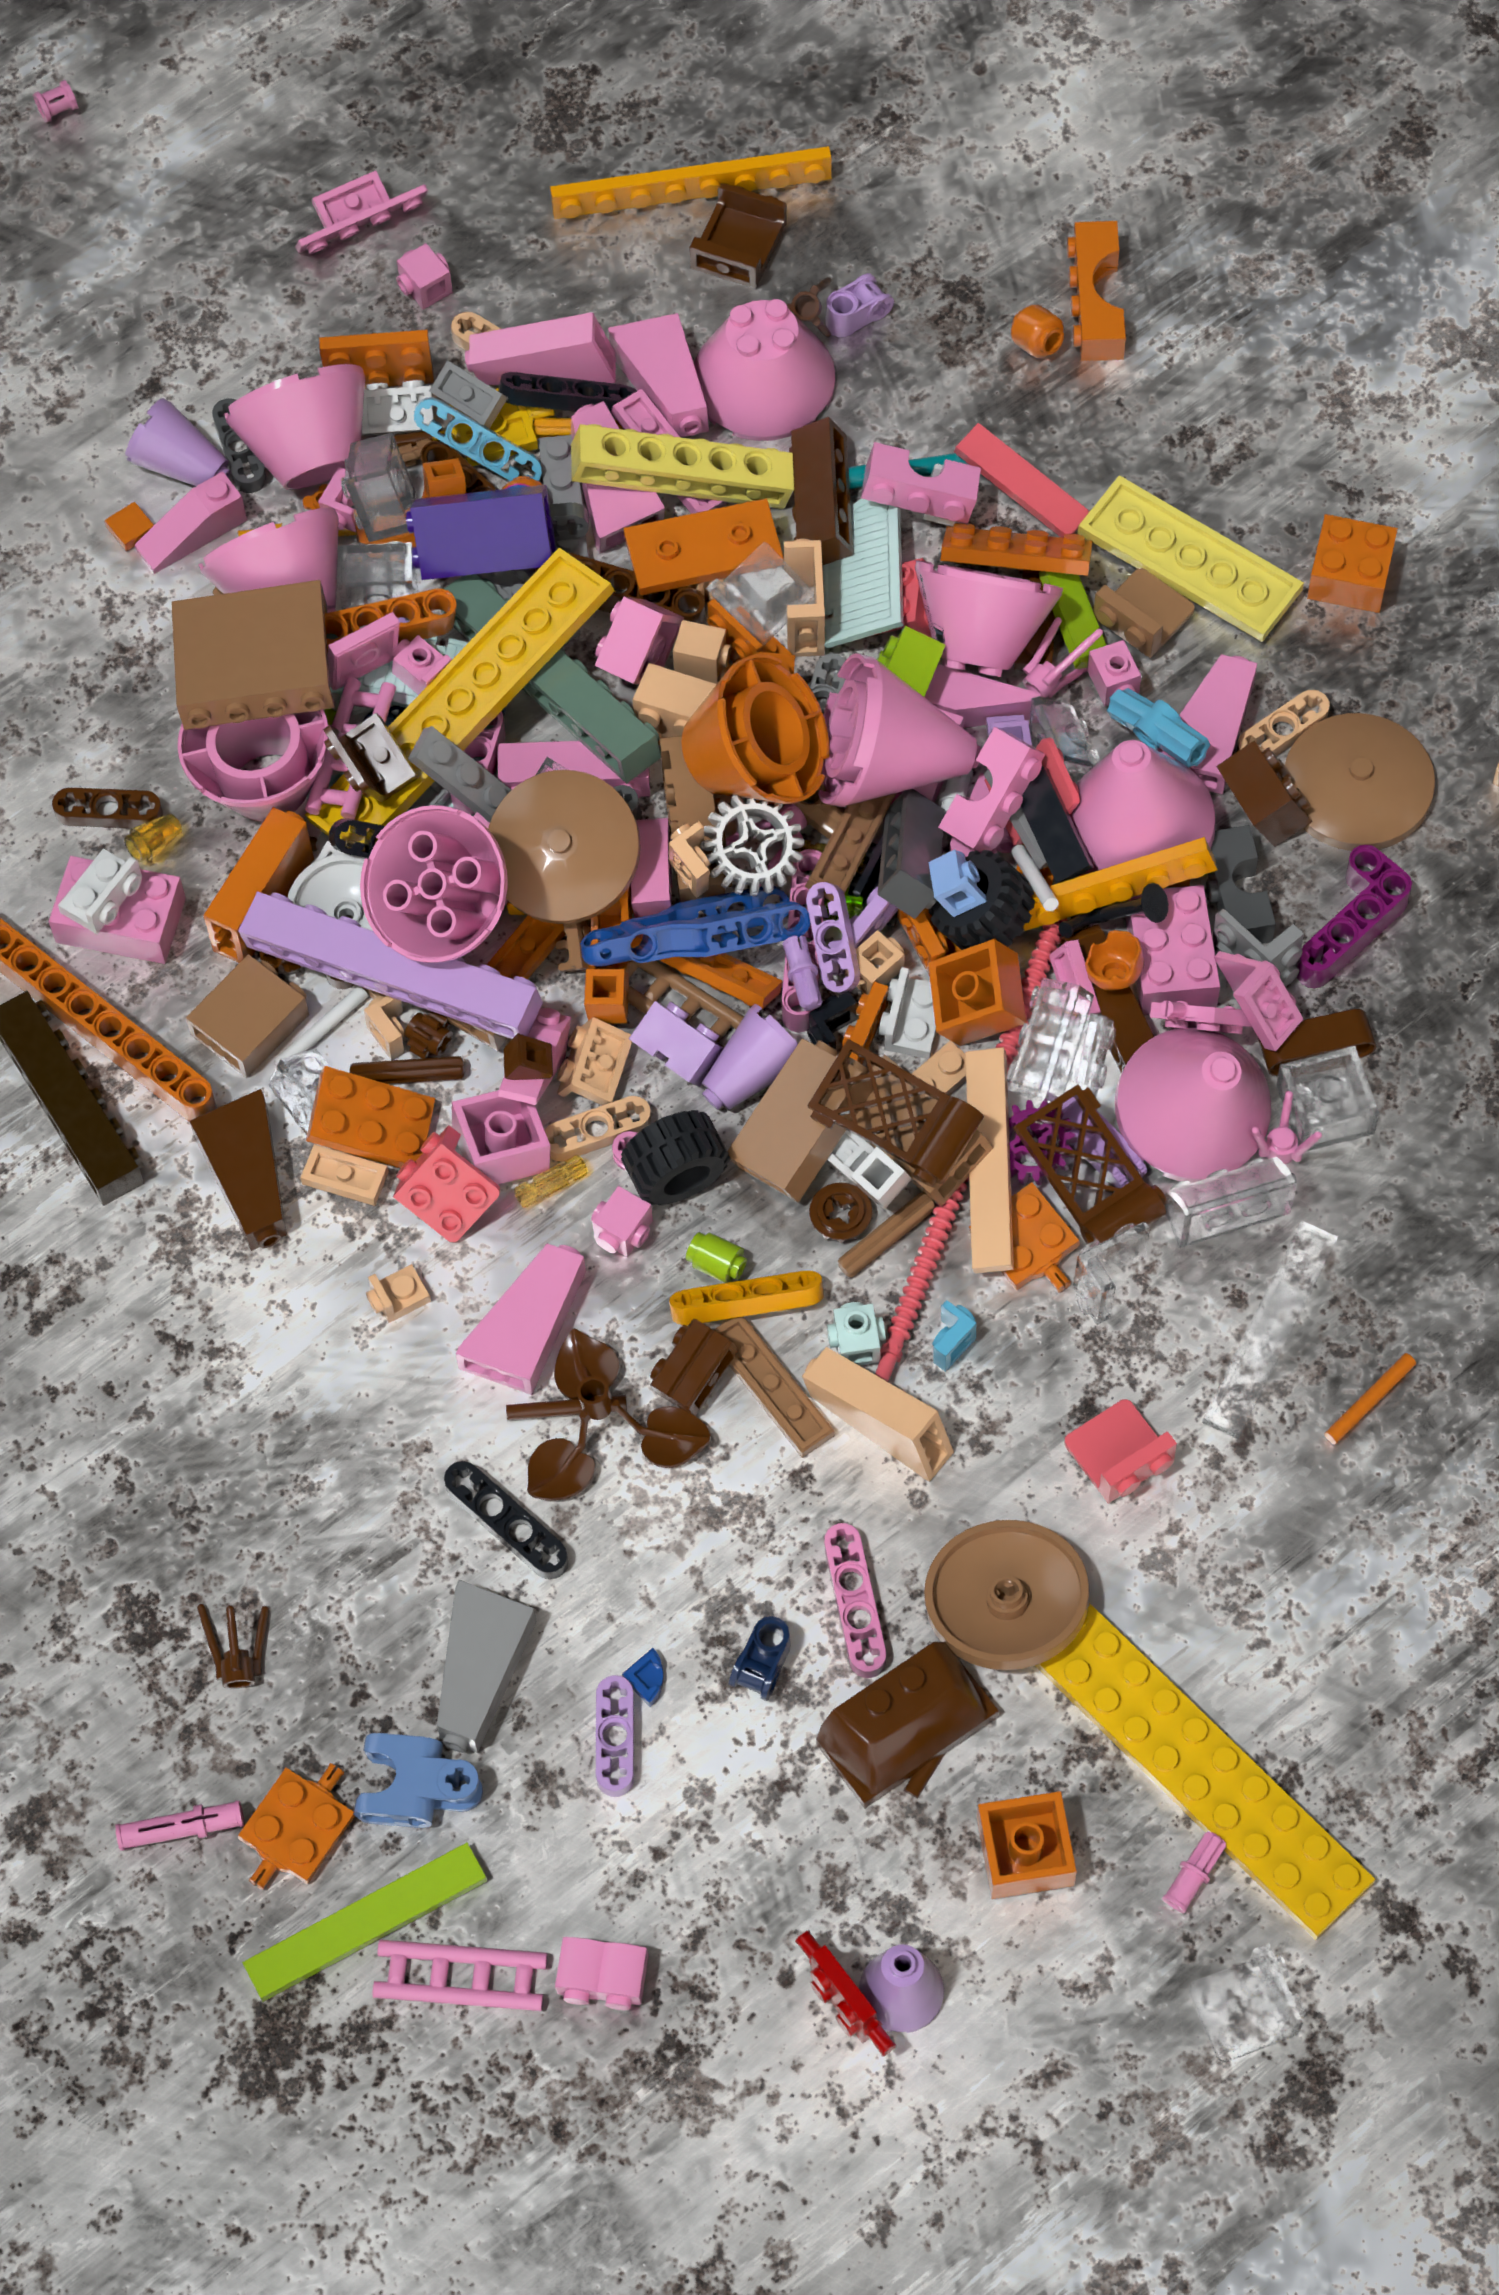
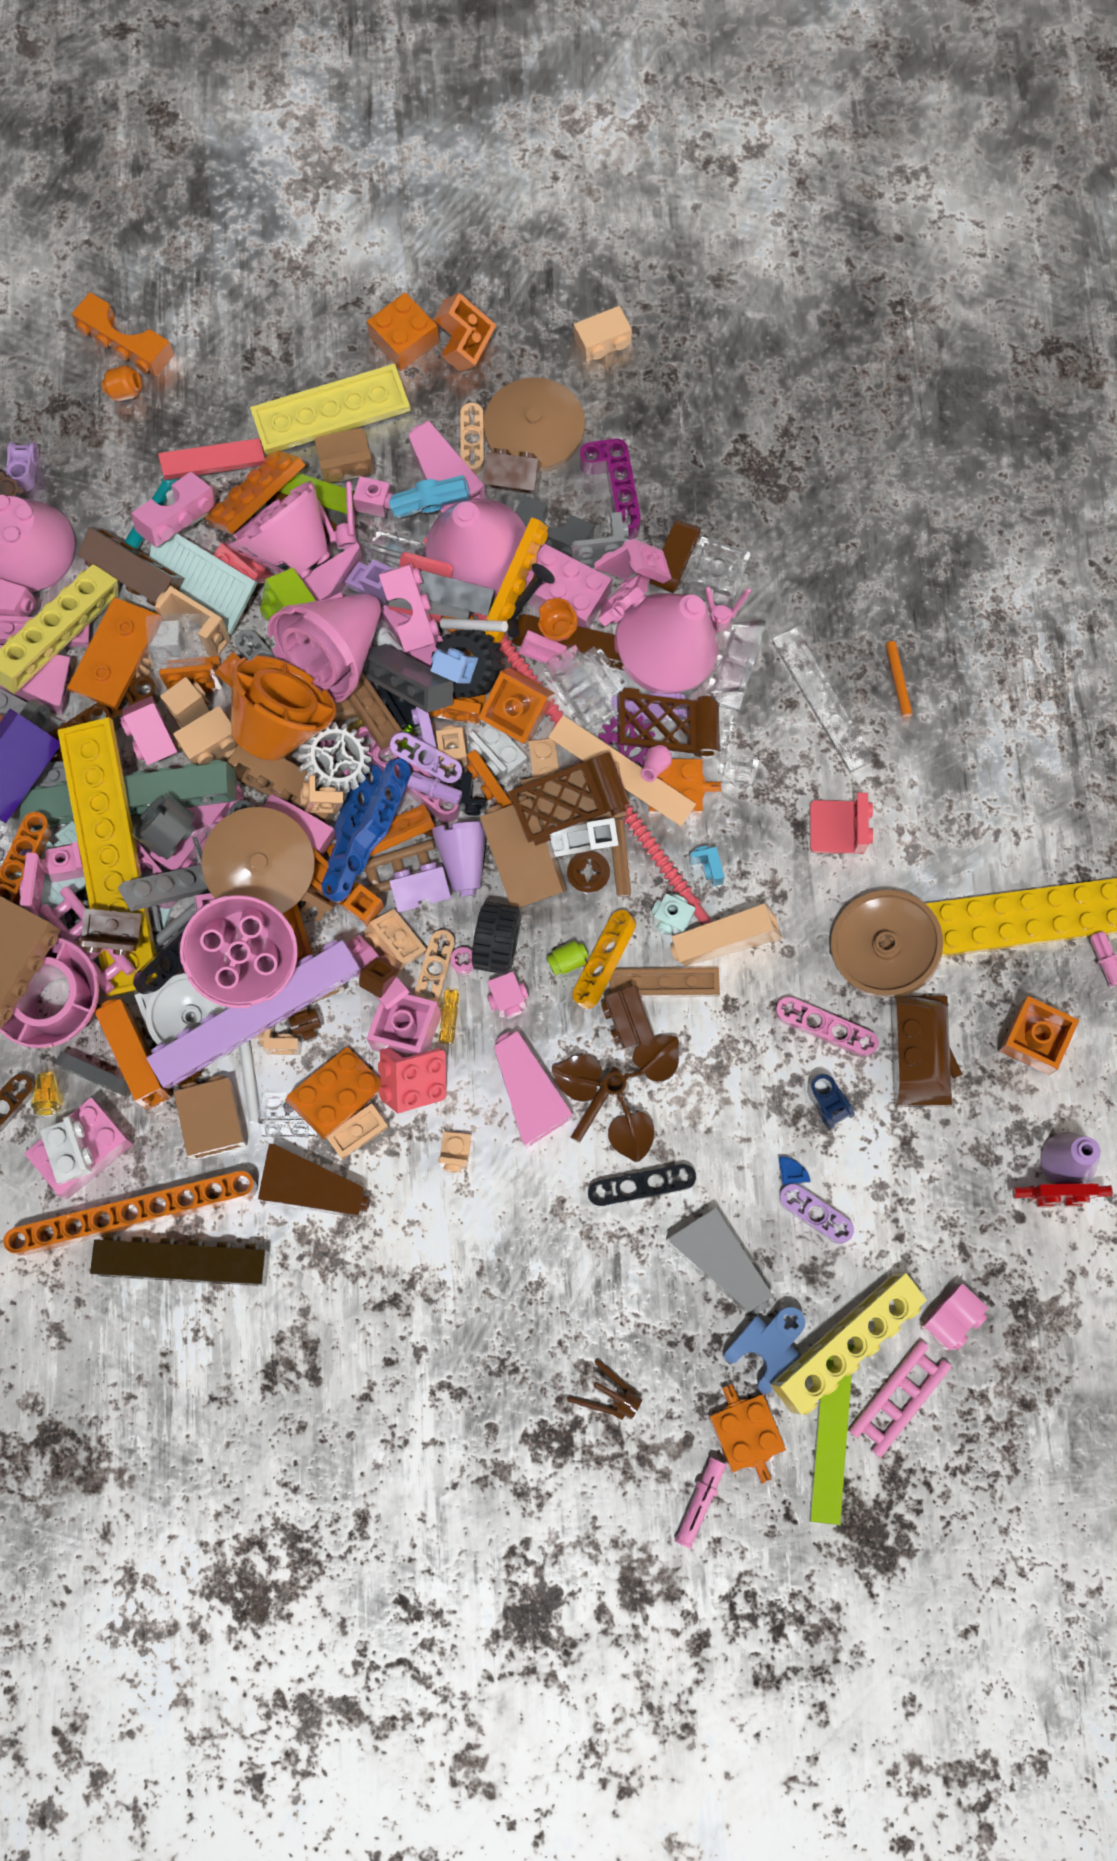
camera: 55 degrees left, 10 degrees up
(208, 856) = (92, 1073): none -> dark grey beam
(379, 1821) = (791, 1383): none -> light yellow brick
(411, 1069) = (316, 1050): reddish brown axle -> none
(533, 728) = (164, 826): none -> dark grey brick
(1023, 1184) = (656, 761): none -> bright pink cone
(1412, 625) = (468, 331): none -> orange brick

